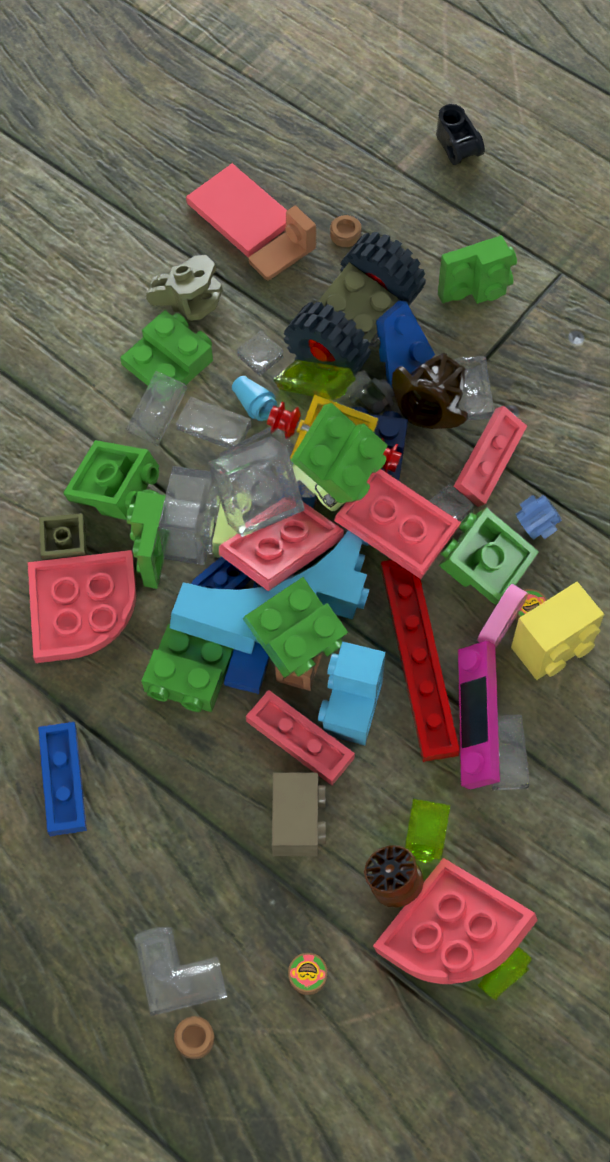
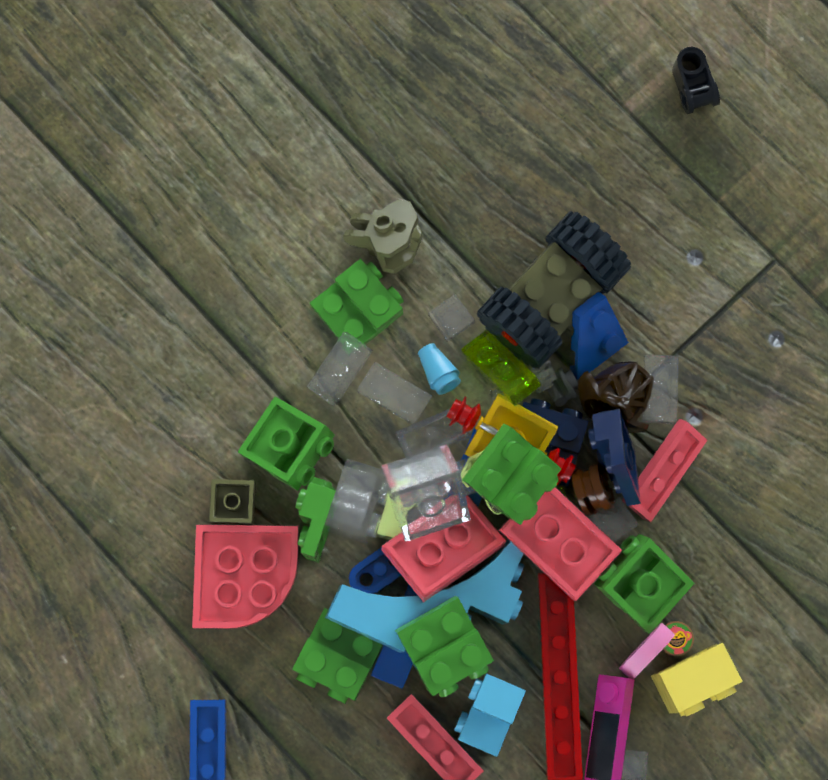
camera: 10 degrees right, 15 degrees up
(239, 210) = (453, 139): coral tile -> none
(288, 247) = (492, 196): nougat bracket -> none
(345, 231) = (559, 179): medium nougat tile -> none
(427, 473) = (593, 489): none -> reddish brown wheel
(439, 437) = (616, 453): none -> dark blue plate
(477, 270) = (693, 260): bright green plate -> none
(538, 517) = (700, 547): medium blue gear -> none

